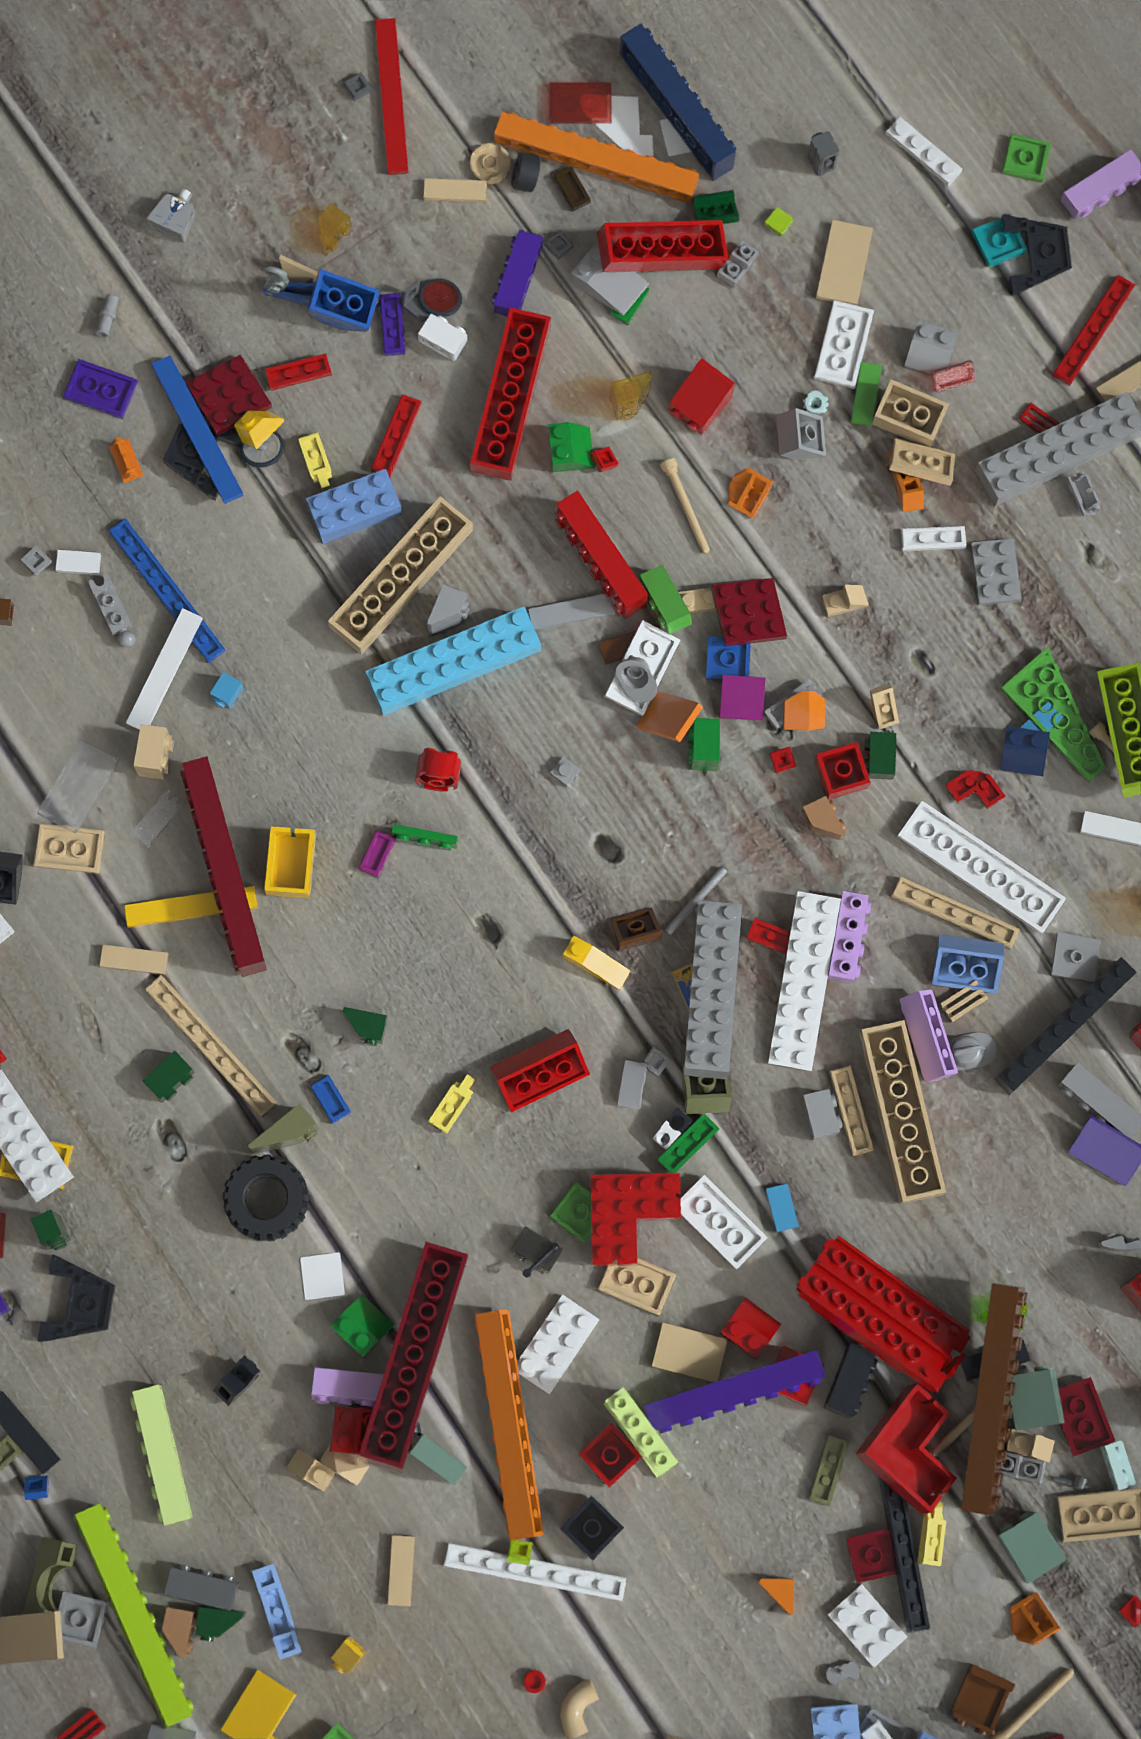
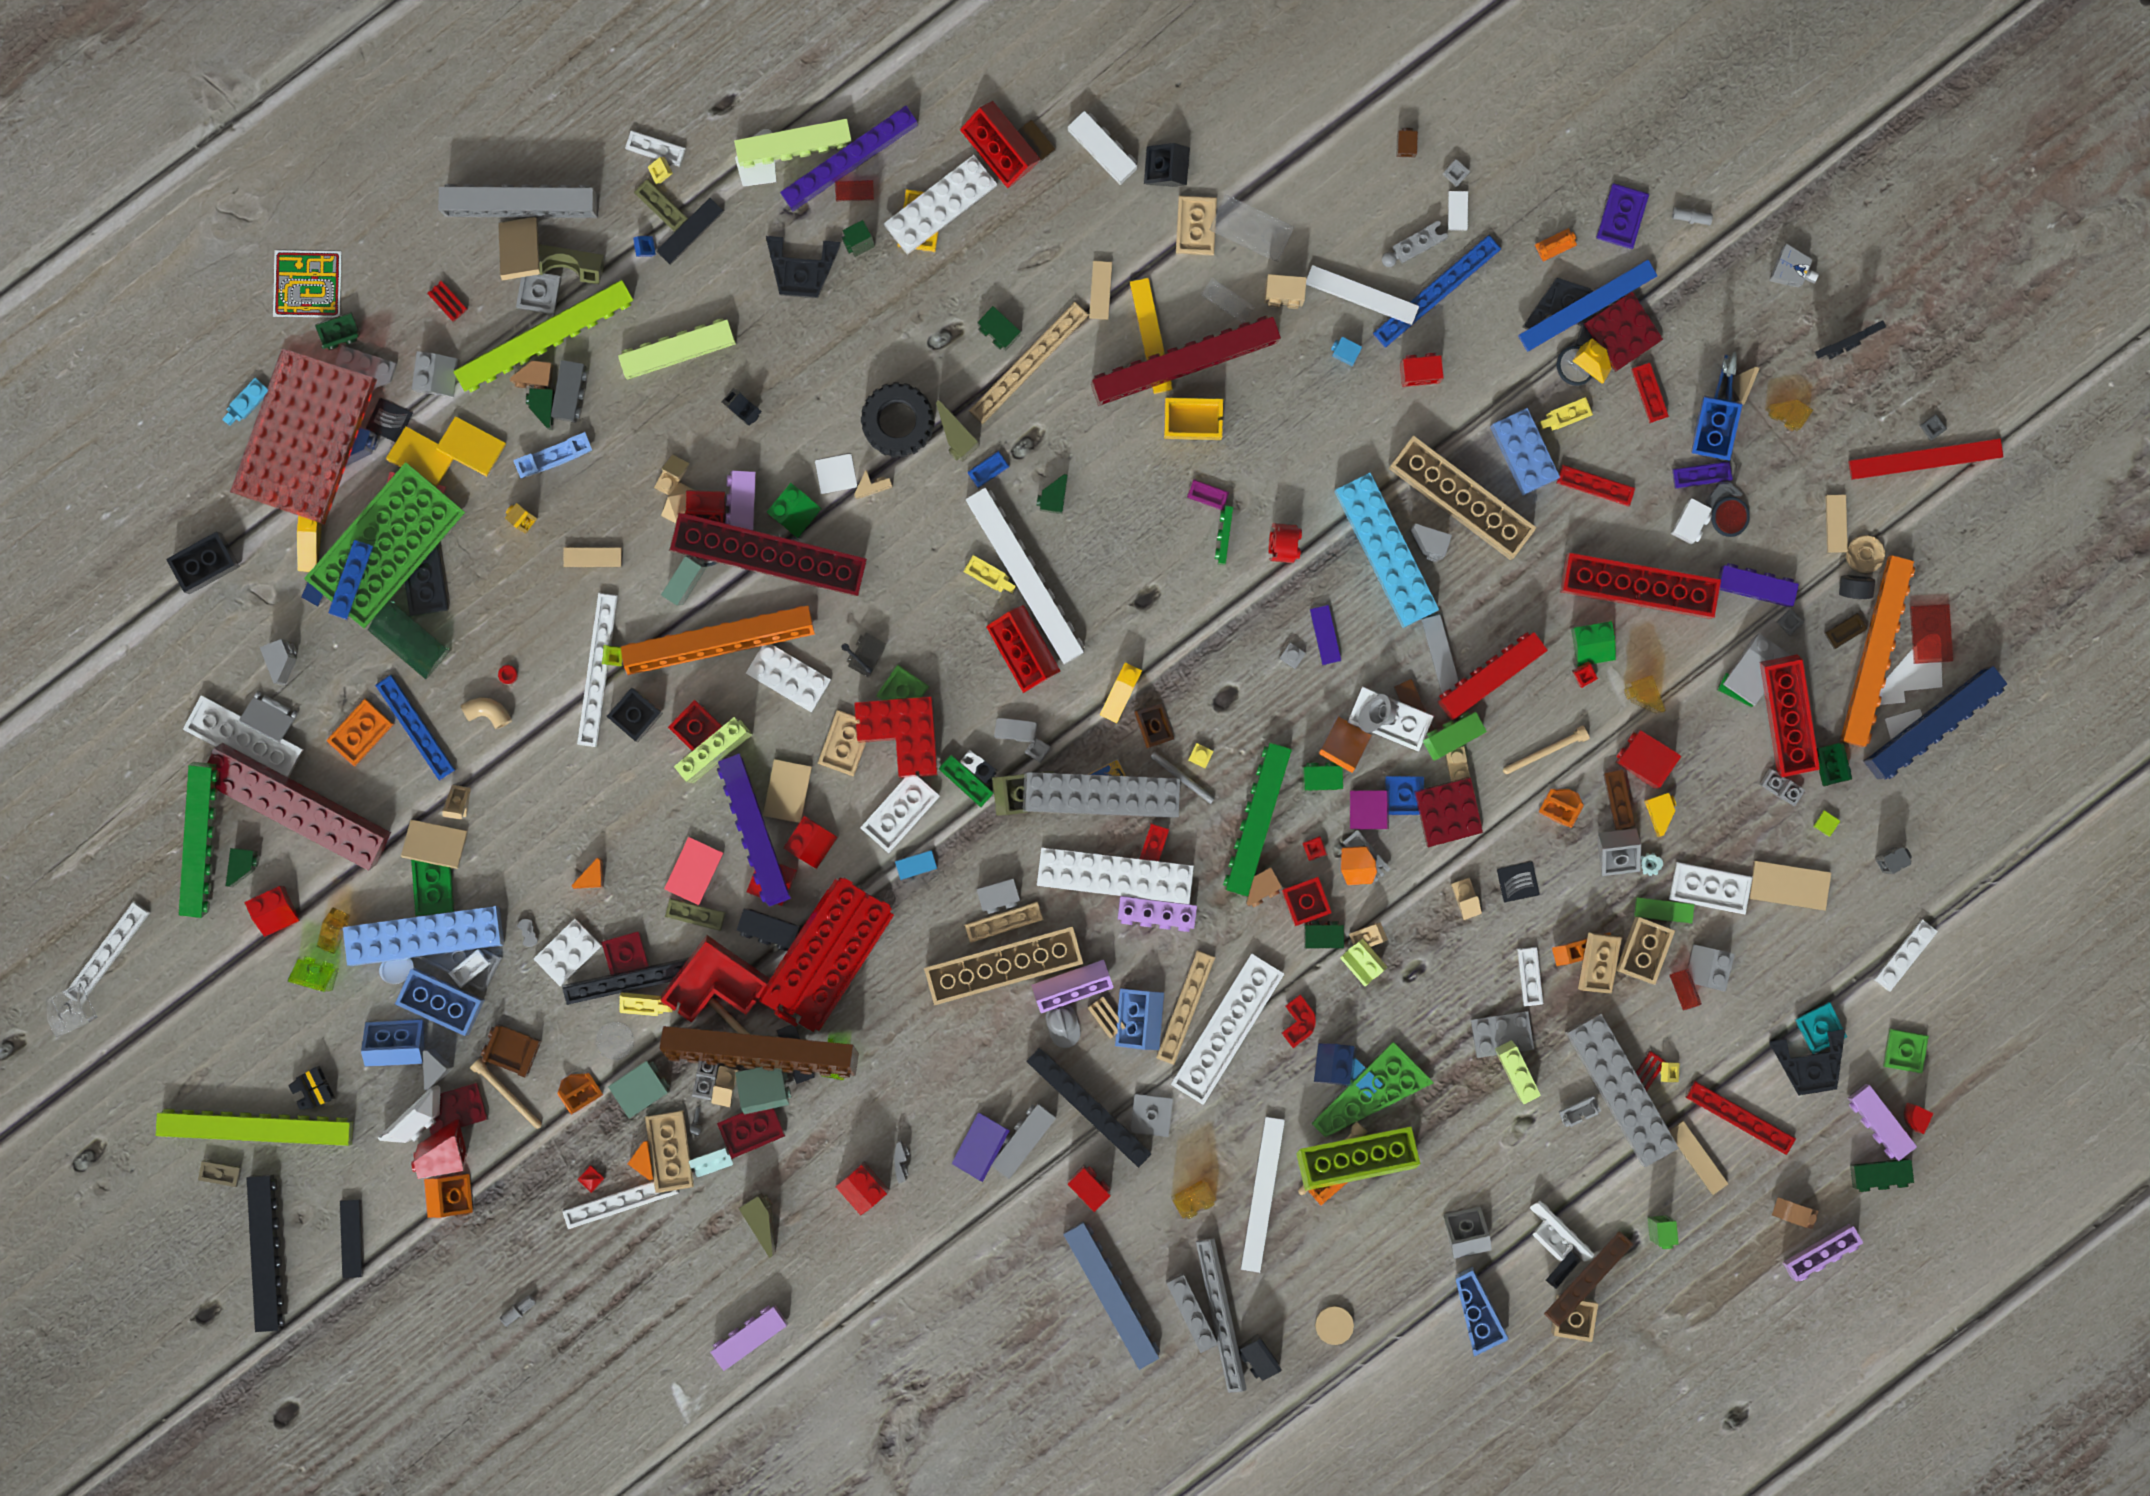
camera: 90 degrees right, 10 degrees up
(255, 609) = (1421, 370): none -> red brick
(259, 158) = (1849, 343): none -> black wing
(342, 1239) = (865, 487): none -> tan slope
(457, 1063) = (1025, 577): none -> white brick
(544, 734) = (1325, 635): none -> dark purple tile
(672, 879) = (1200, 755): none -> light yellow plate
(743, 432) = (1619, 799): none -> reddish brown plate
(747, 819) = (1258, 819): none -> green brick
(759, 389) = (1661, 812): none -> yellow slope
(777, 1468) = (693, 871): none -> coral tile
(828, 545) = (1518, 882): none -> black sticker
(911, 713) = (1363, 962): none -> yellowish green bracket
(1039, 555) = (1517, 1072): none -> yellowish green brick
(1043, 398) = (1670, 1072): none -> light yellow plate
(1100, 148) = (1917, 1118): none -> red brick
(1116, 1547) = (642, 1161): none -> orange slope

